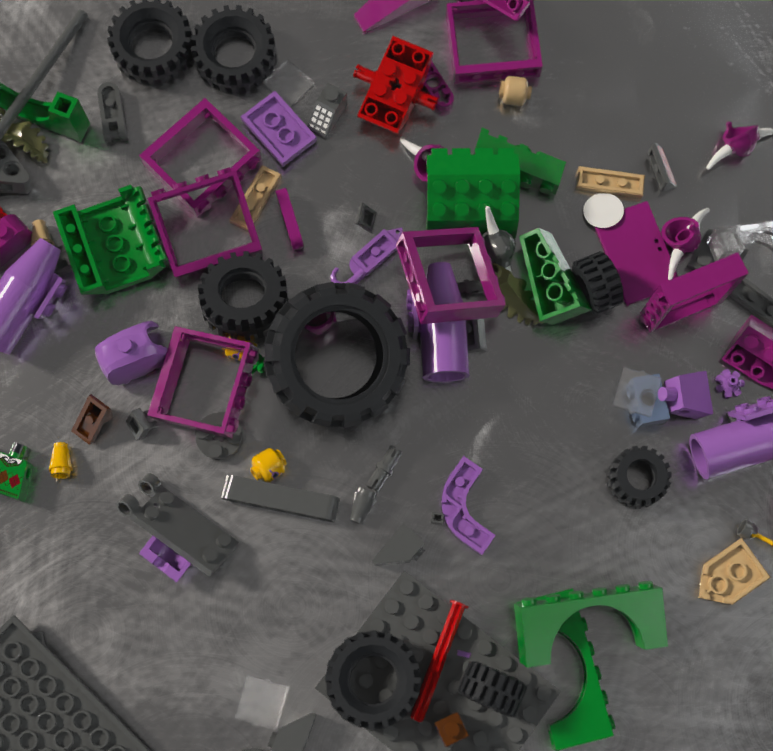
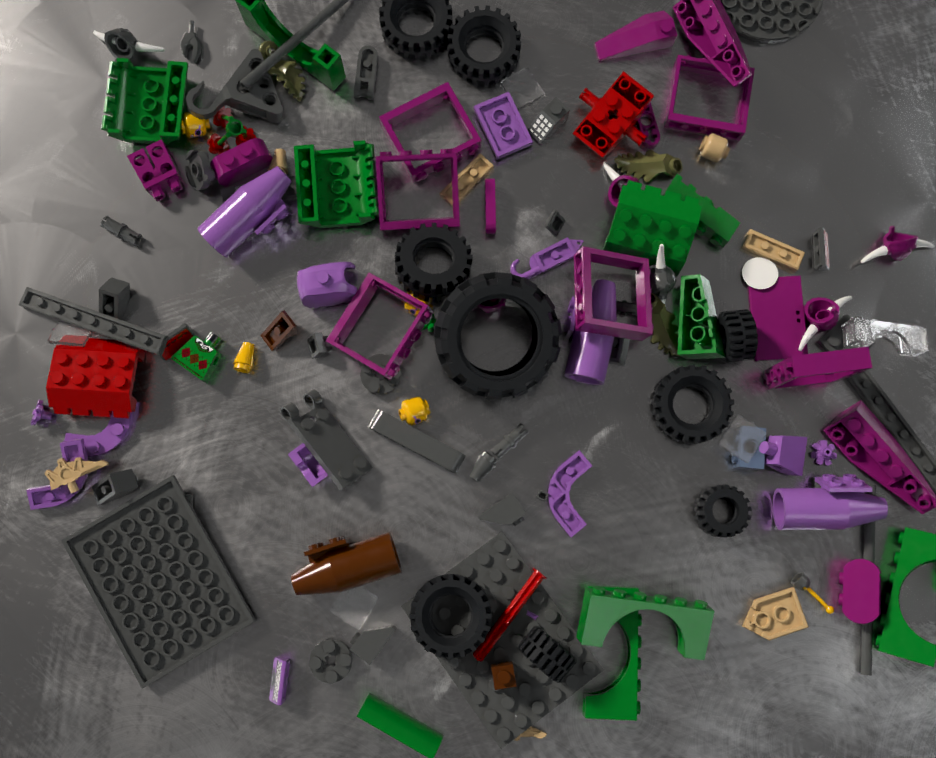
camera: 15 degrees right, 5 degrees up
(239, 659) = (346, 566): none -> reddish brown piece
(450, 128) = (649, 165): none -> olive plant
(586, 345) = (711, 386): none -> black tyre

